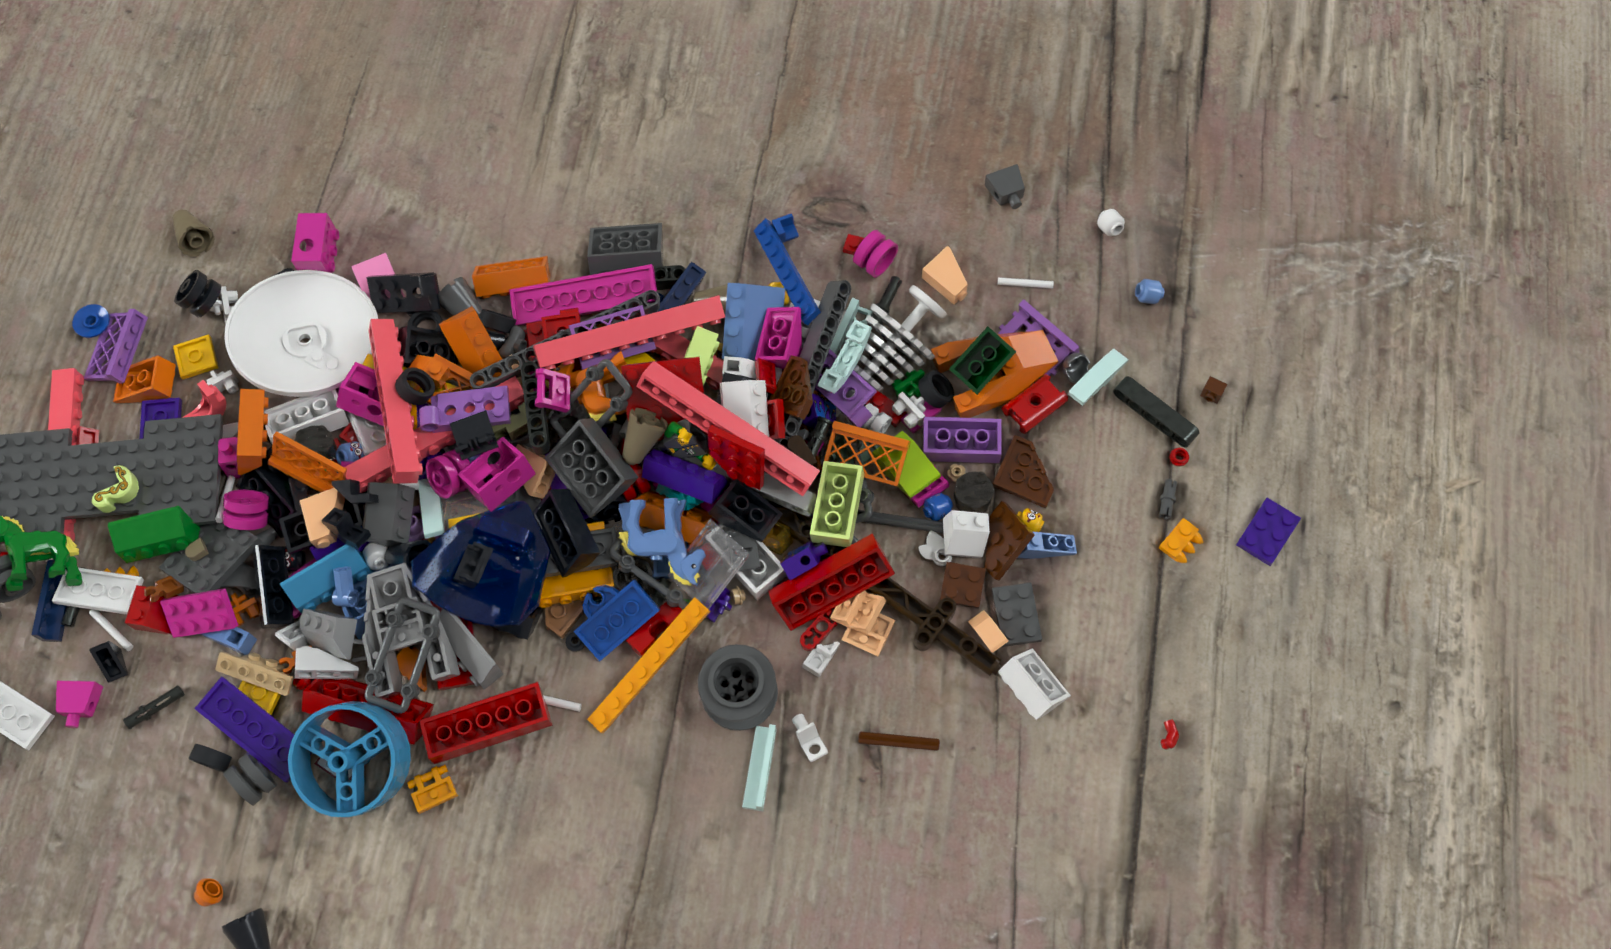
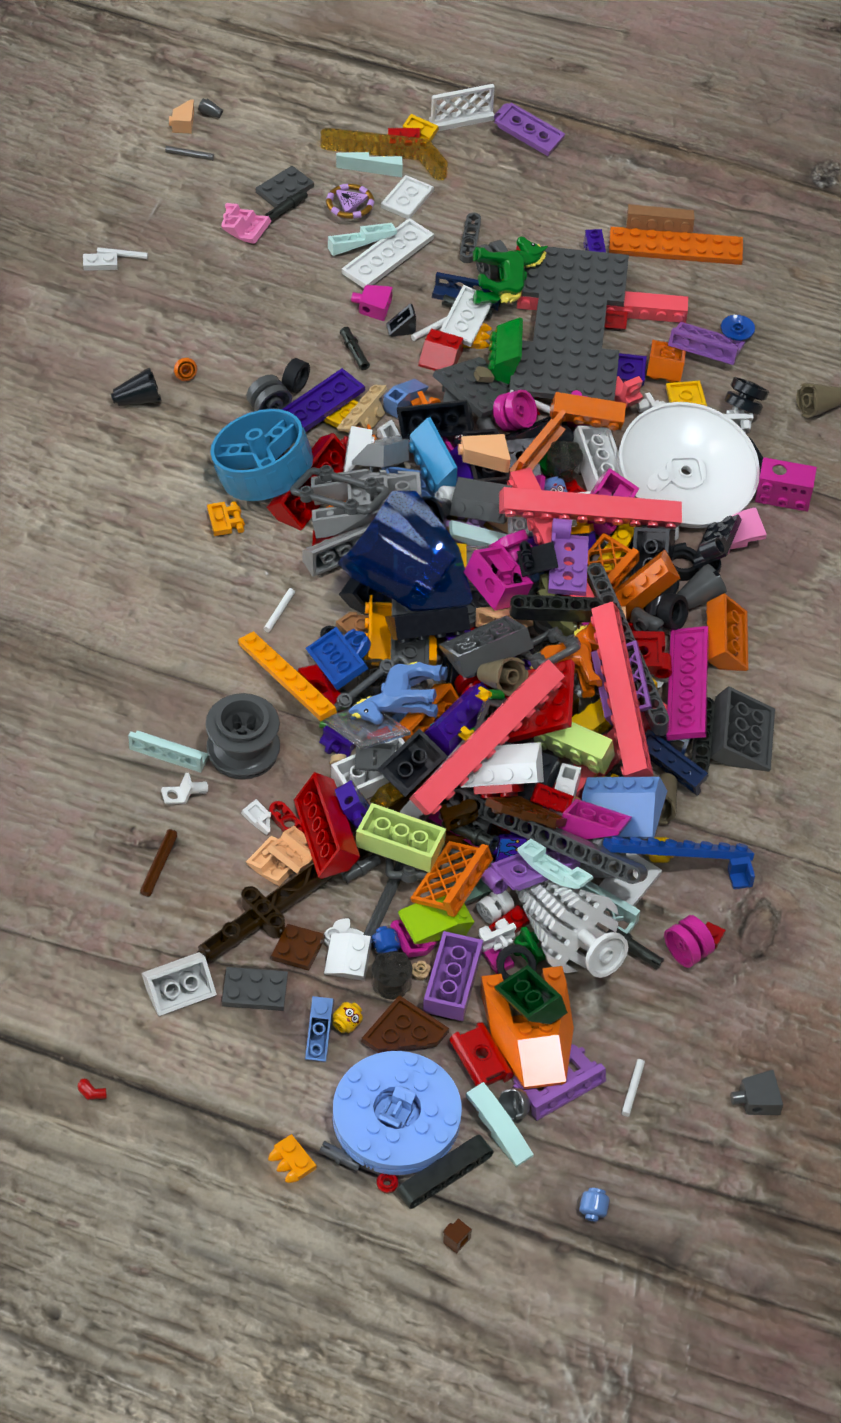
camera: 95 degrees right, 15 degrees down
(119, 493) = (548, 327): yellowish green animal -> none
(165, 587) = (454, 354): dark orange plate -> none
(199, 613) = (424, 372): dark pink plate -> none
(342, 526) = (468, 461): black slope -> none
(344, 594) = (420, 464): medium blue piece -> none
(351, 491) = (500, 468): black slope -> none
(408, 393) = (612, 522): black tyre -> none
(437, 370) = (619, 545): orange slope -> none
(472, 564) = (408, 545): black hinge -> none
(485, 723) = (269, 556): red slope -> none
(558, 390) = (567, 624): dark pink plate -> none
(737, 457) = (461, 734): red plate -> none
(946, 276) = (654, 1009): light nougat slope -> none
(988, 631) = (239, 950): light nougat slope -> none
(1006, 540) = (333, 987): reddish brown plate -> none
(1111, 222) = (692, 1188): white head -> none
(1120, 456) = (396, 1112): none -> light blue piece
(1268, 531) = (279, 1246): dark purple plate -> none

